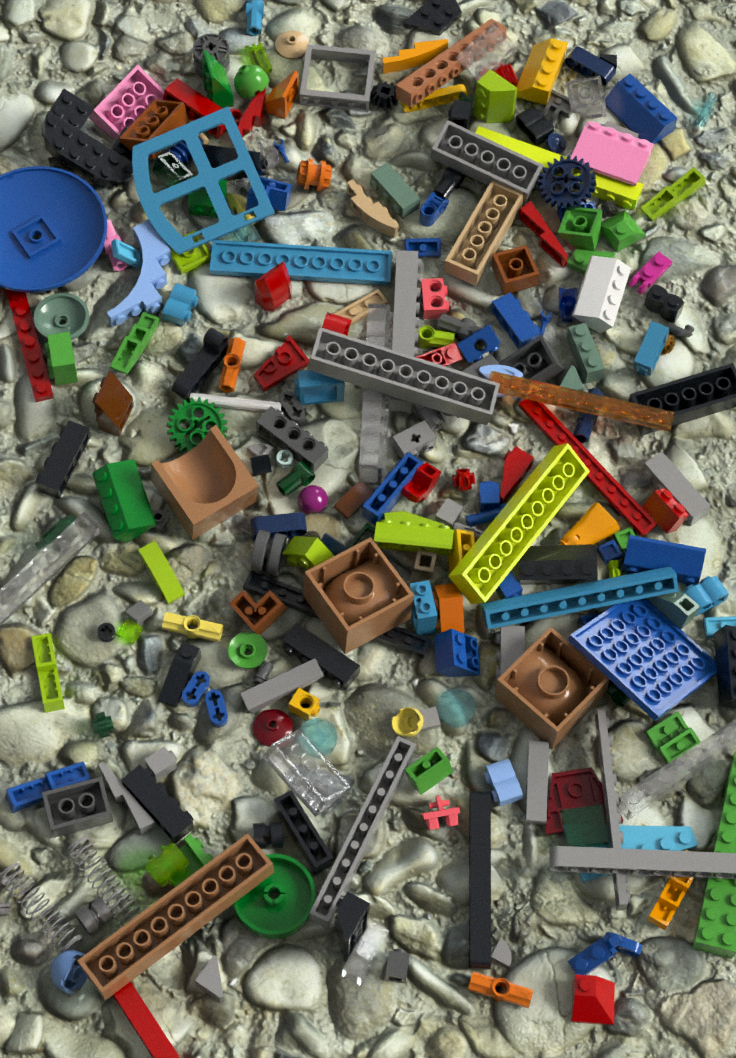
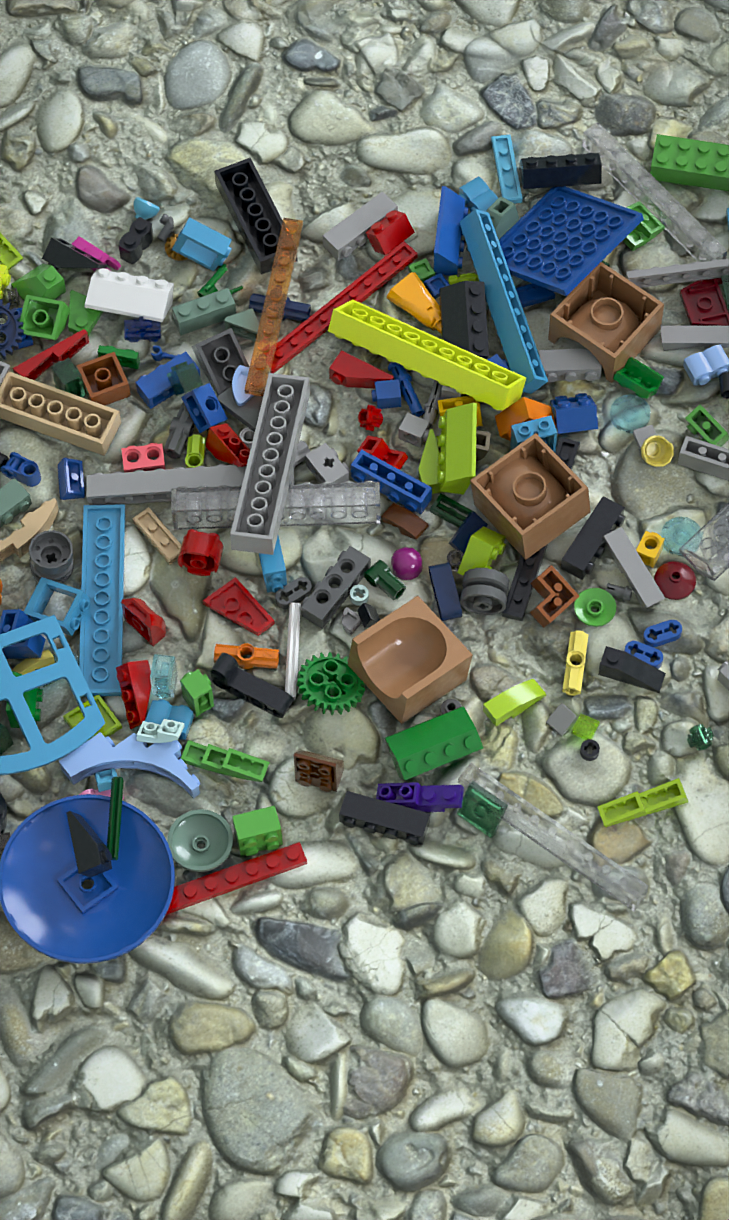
camera: 90 degrees left, 0 degrees up
(55, 223) = (90, 851): none -> black slope
(79, 486) = (422, 798): none -> dark purple slope
(80, 246) = (115, 816): none -> dark green axle
(162, 289) = (163, 733): none -> light aqua slope
(197, 321) = (197, 692): none -> bright green brick
(213, 280) = (135, 689): none -> red slope
(216, 298) = (163, 676): none -> clear light blue brick
(297, 213) = (42, 596): none -> dark azure window
(339, 222) = (51, 556): none -> dark grey wheel
(490, 716) = (639, 378): none -> green bracket
(503, 322) = (184, 378): none -> clear green brick
(514, 236) = (68, 378): none -> clear green brick
(541, 292) = (126, 358): none -> green plate
(609, 361) = (209, 287): none -> green plant
(645, 250) = (65, 255): none -> black slope
(700, 313) = (145, 208): none -> medium azure brick

